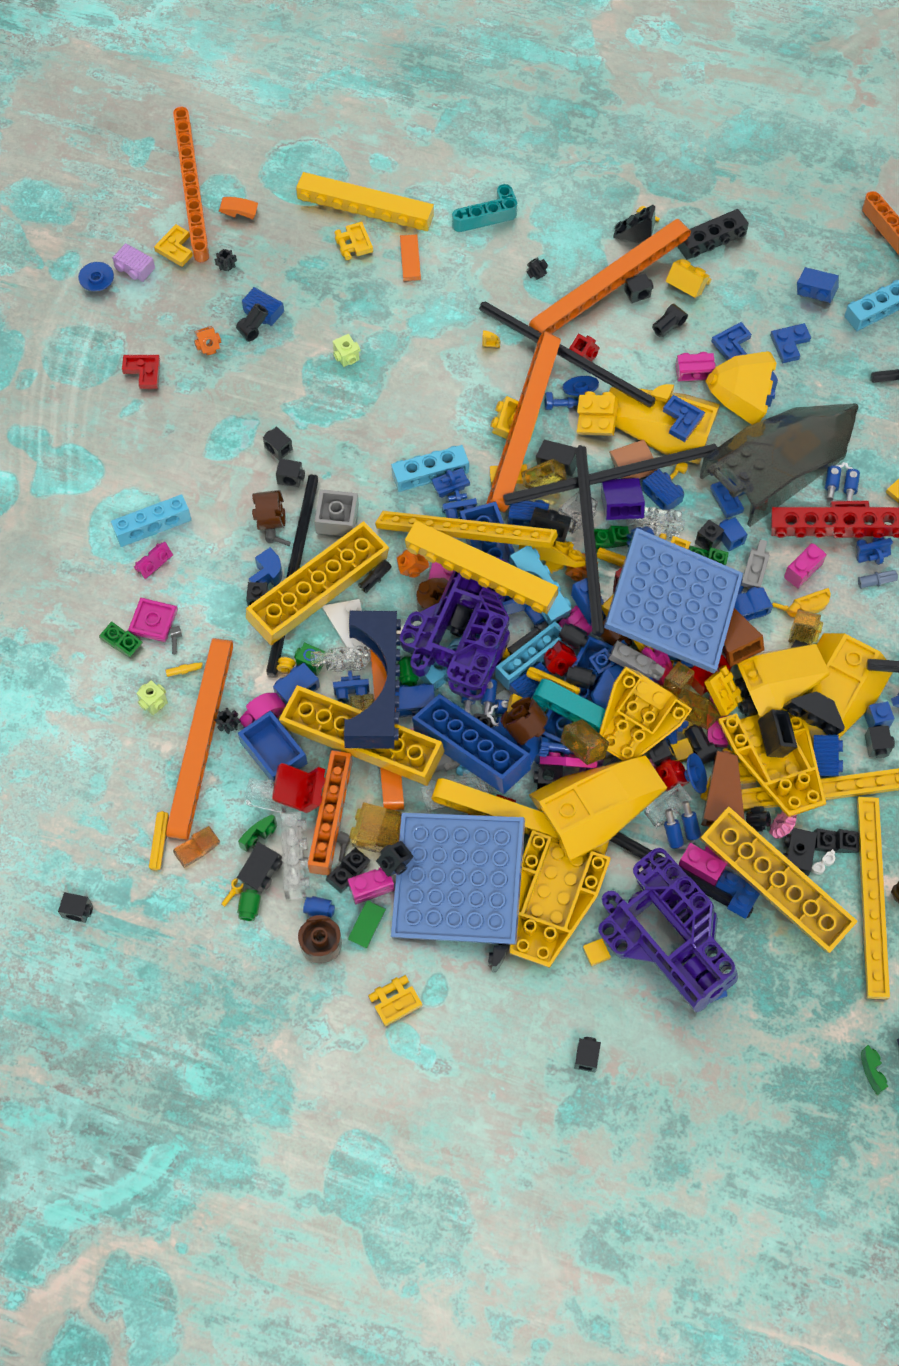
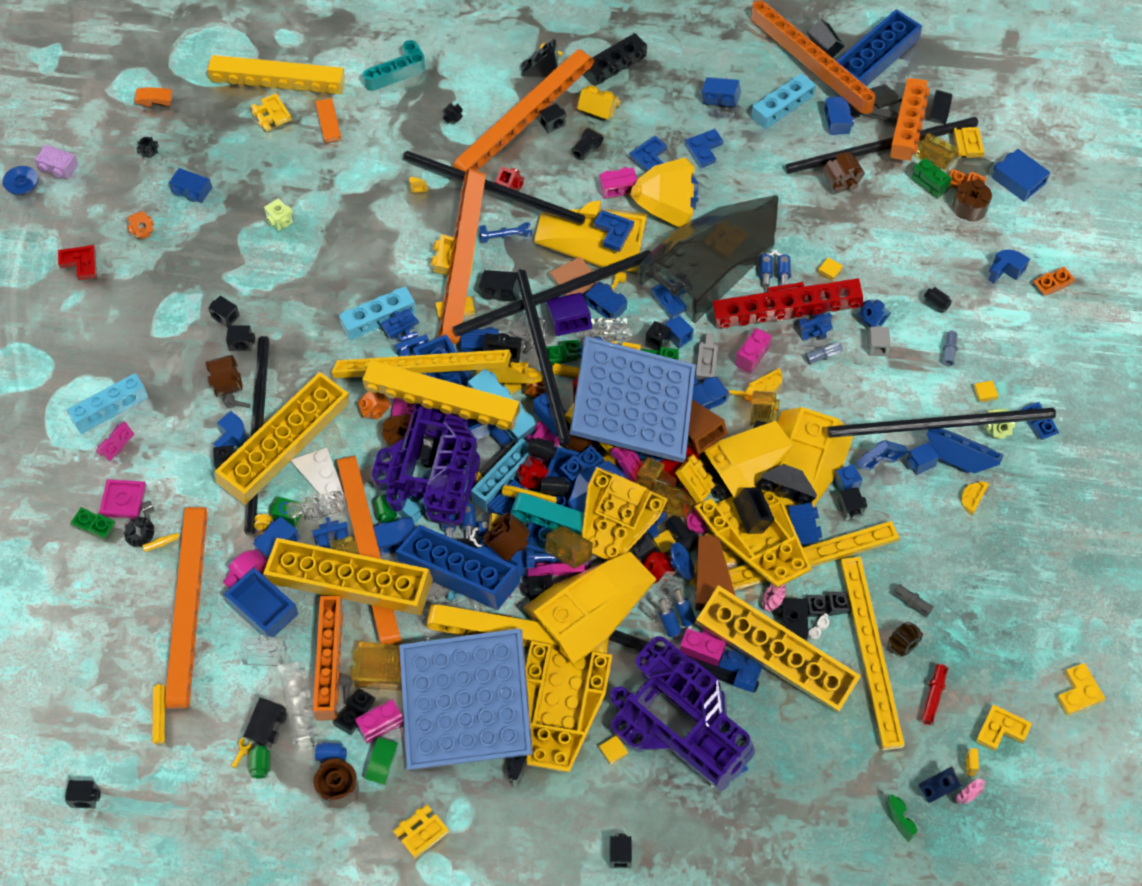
camera: 10 degrees left, 5 degrees down
(152, 697) = (132, 574): yellowish green brick -> none
(171, 246) = (92, 140): yellow plate -> none
(171, 657) = (147, 531): none -> black gear
(191, 184) = (103, 82): orange beam -> none
(196, 847) = (200, 712): clear orange slope -> none
(227, 720) = (212, 585): black gear -> none
(249, 326) = (180, 204): black piece -> none
(262, 828) = (262, 685): green slope -> none
(298, 788) = (293, 638): red bracket -> none
(336, 512) = (291, 368): light grey brick -> none
(375, 576) = (339, 423): black axle -> none
(376, 724) = (361, 561): dark blue arch -> none
(394, 858) = (399, 690): black brick -> none
(543, 474) = (489, 301): clear yellow brick -> none
(579, 385) = (512, 215): blue dish -> none
(597, 414) = (531, 239): yellow plate -> none
(635, 660) = (594, 458): light grey hinge -> none
(758, 818) = (749, 594): black gear -> none

